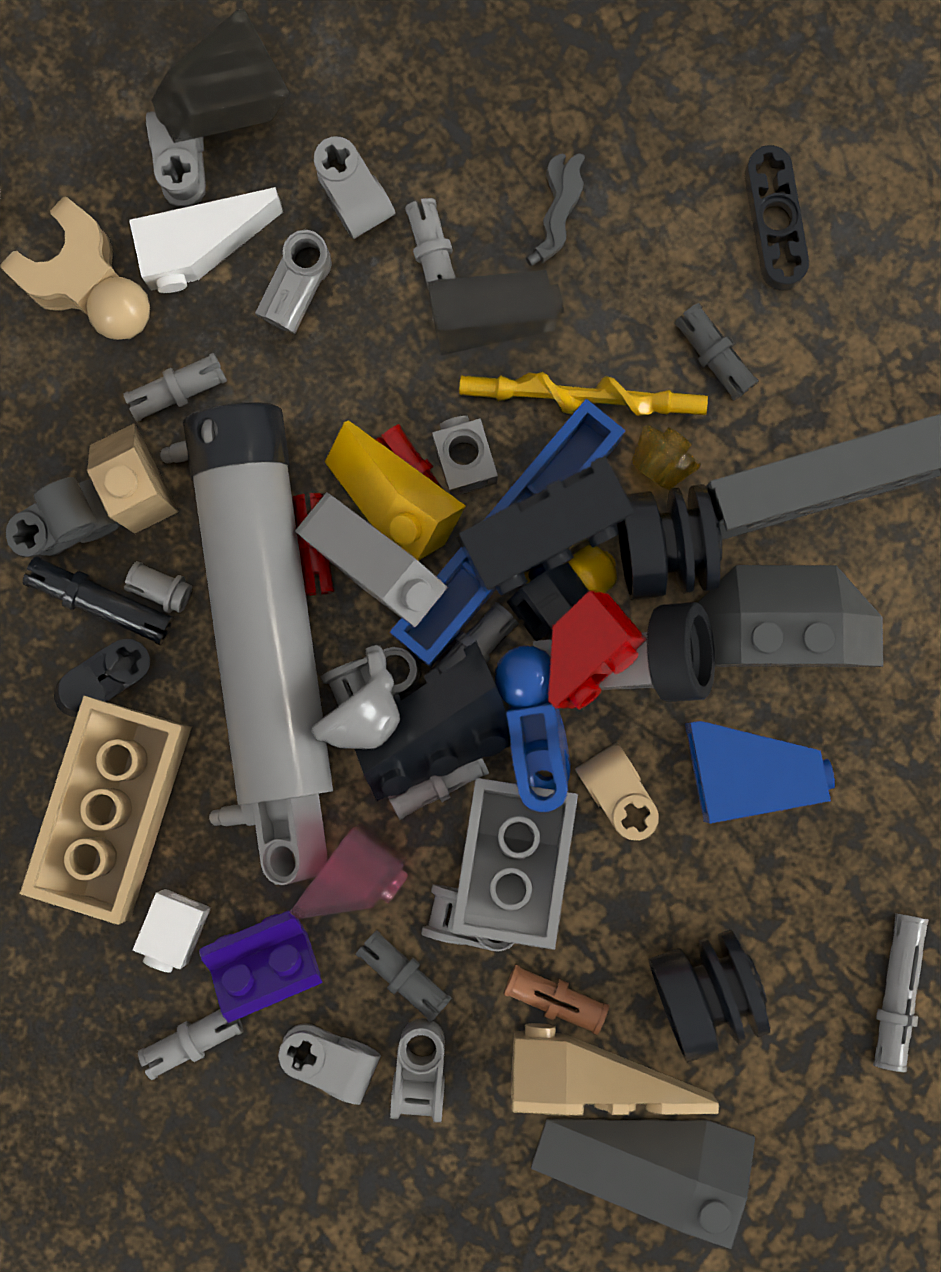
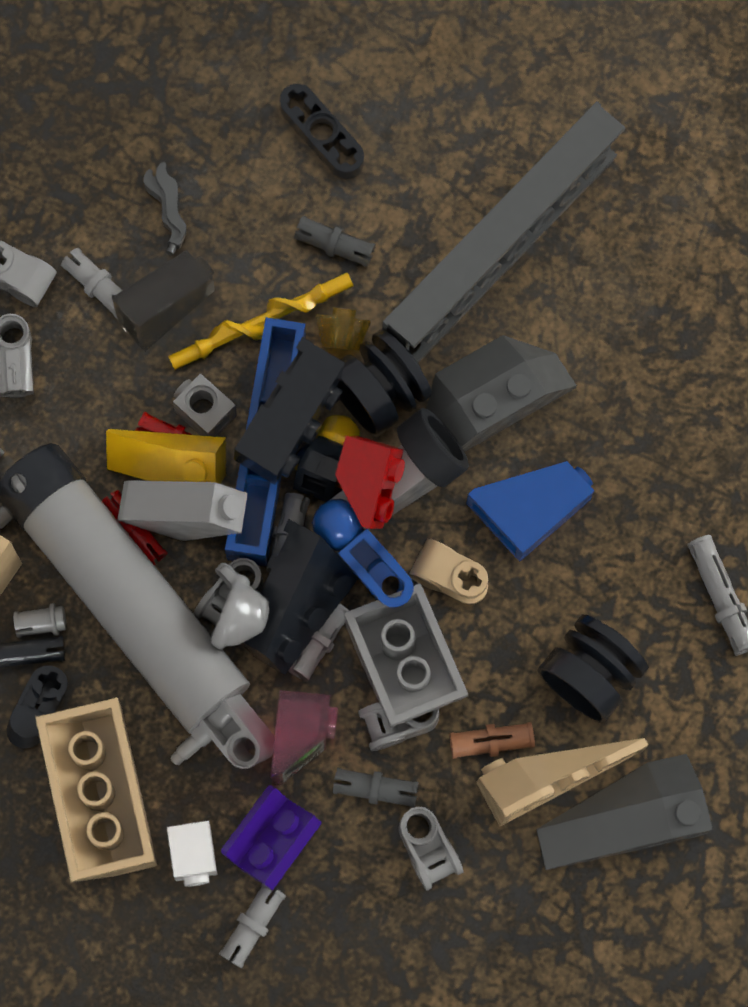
camera: 40 degrees left, 10 degrees down
(337, 1063) = (367, 877): light grey piece -> none

